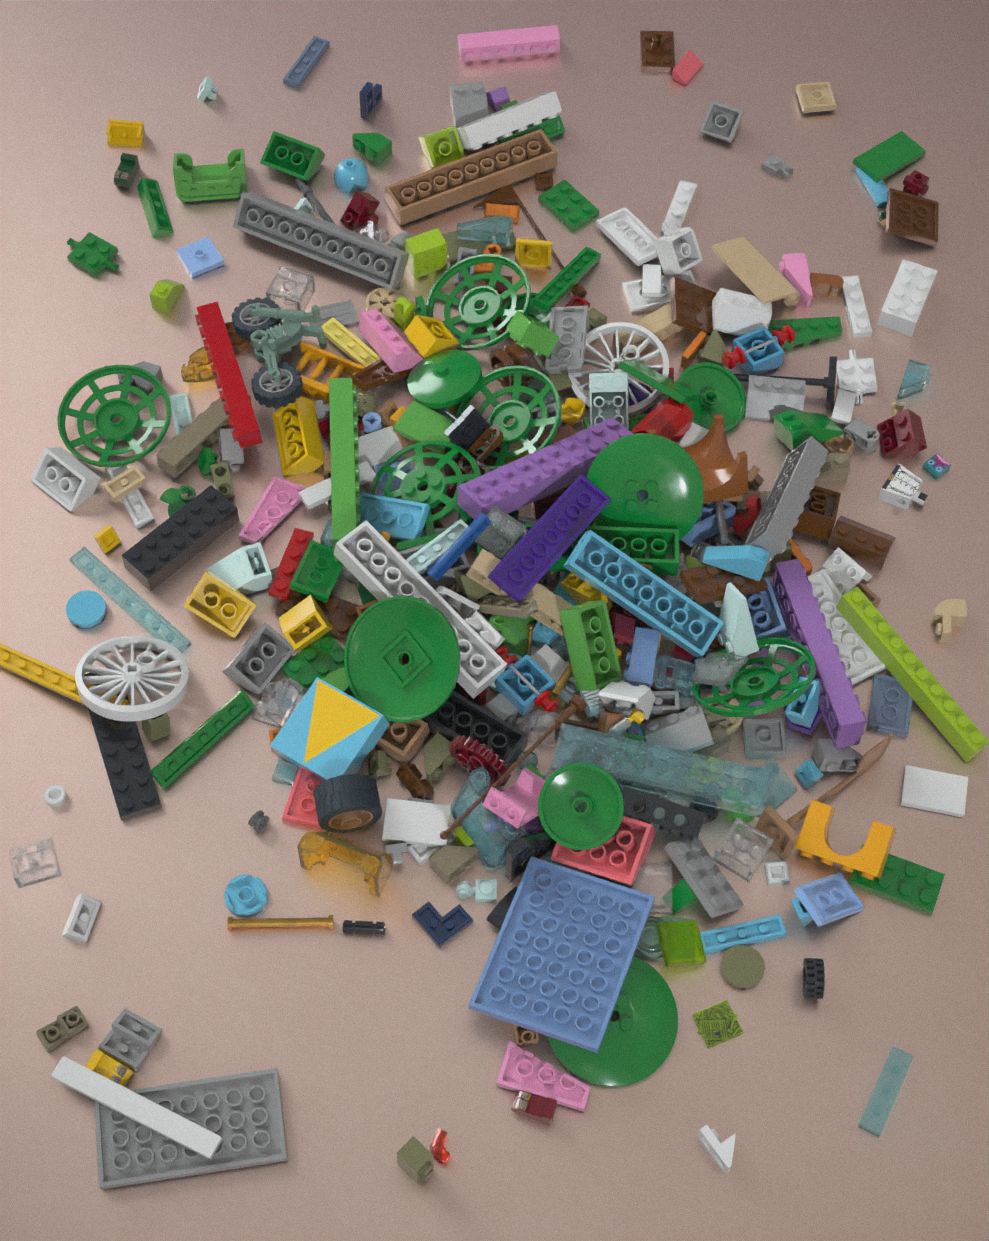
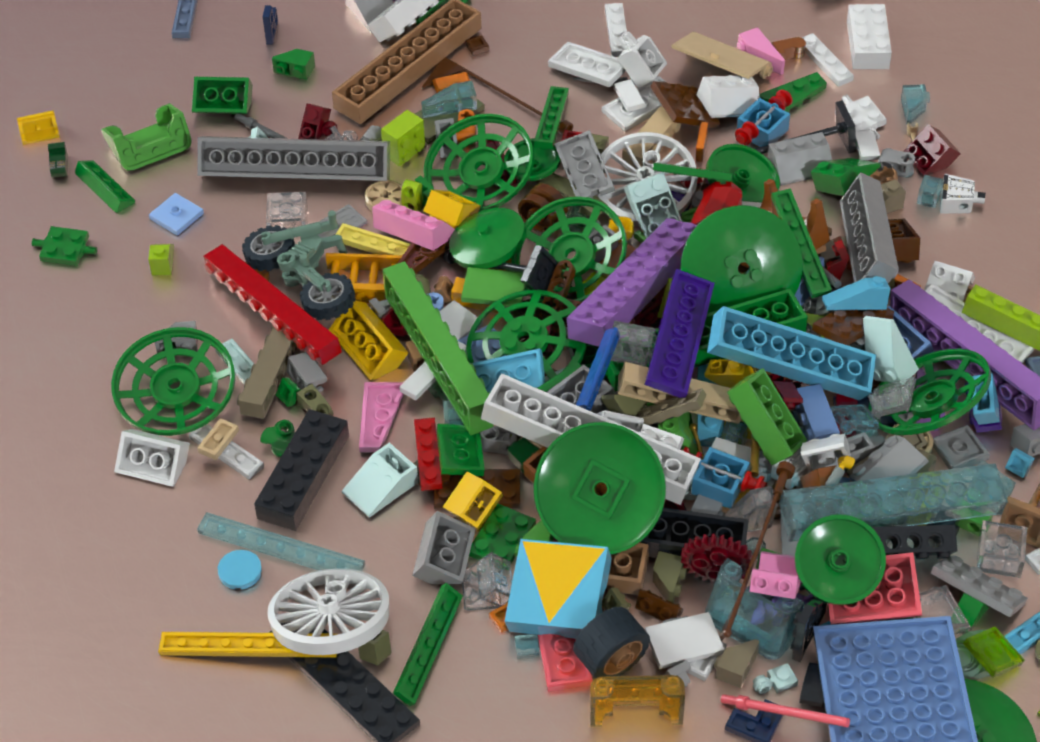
camera: 20 degrees left, 10 degrees down
(107, 538) = (226, 496): yellow tile -> none
(198, 368) = (233, 311): clear yellow brick -> none
(207, 89) = (99, 64): light aqua tile -> none
(220, 604) = (377, 513): yellow slope -> none
(258, 820) = (527, 698): dark grey bush -> none
(351, 175) = (288, 95): medium azure cylinder -> none
(431, 552) = (576, 377): light aqua tile -> none
(439, 902) = (745, 703): none -> coral bar
(442, 147) = (363, 43): lime slope -> none
(463, 838) = (737, 637): lime tile -> none
(532, 334) = (551, 171): bright green brick -> none
(533, 252) = (506, 103): yellow slope -> none
(568, 205) = (512, 57): green plate -> none
(713, 349) = (721, 134): olive slope -> none
(713, 483) = (812, 268): none -> green plate
(861, 541) = (957, 252): reddish brown slope -> none
(877, 474) = (929, 191): none -> clear light blue brick
(937, 465) = (976, 166): tile -> none

